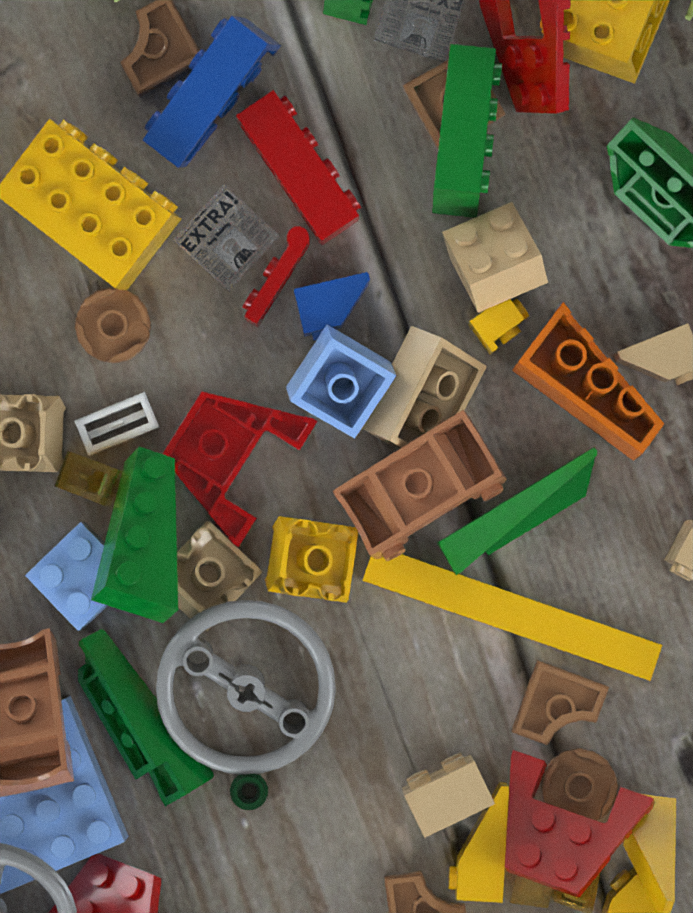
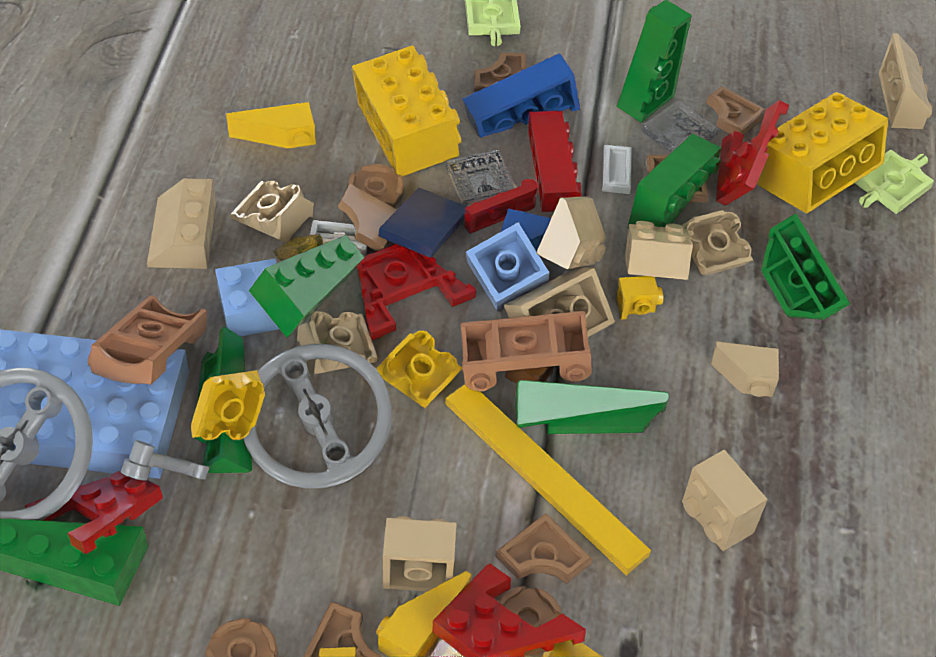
camera: 30 degrees right, 35 degrees down
(117, 855) = (143, 458): none -> light grey brick
(140, 384) = (367, 216): none -> medium nougat tile
(167, 751) = (228, 406): none -> yellow slope
(204, 354) = (423, 222): none -> dark blue tile
(244, 802) = (266, 482): dark green plate -> none
(376, 127) = (616, 169): none -> white tile
(400, 306) = (574, 234): none -> tan slope
(546, 186) = (717, 242): none -> tan slope
(587, 385) = (683, 355): orange wedge -> none

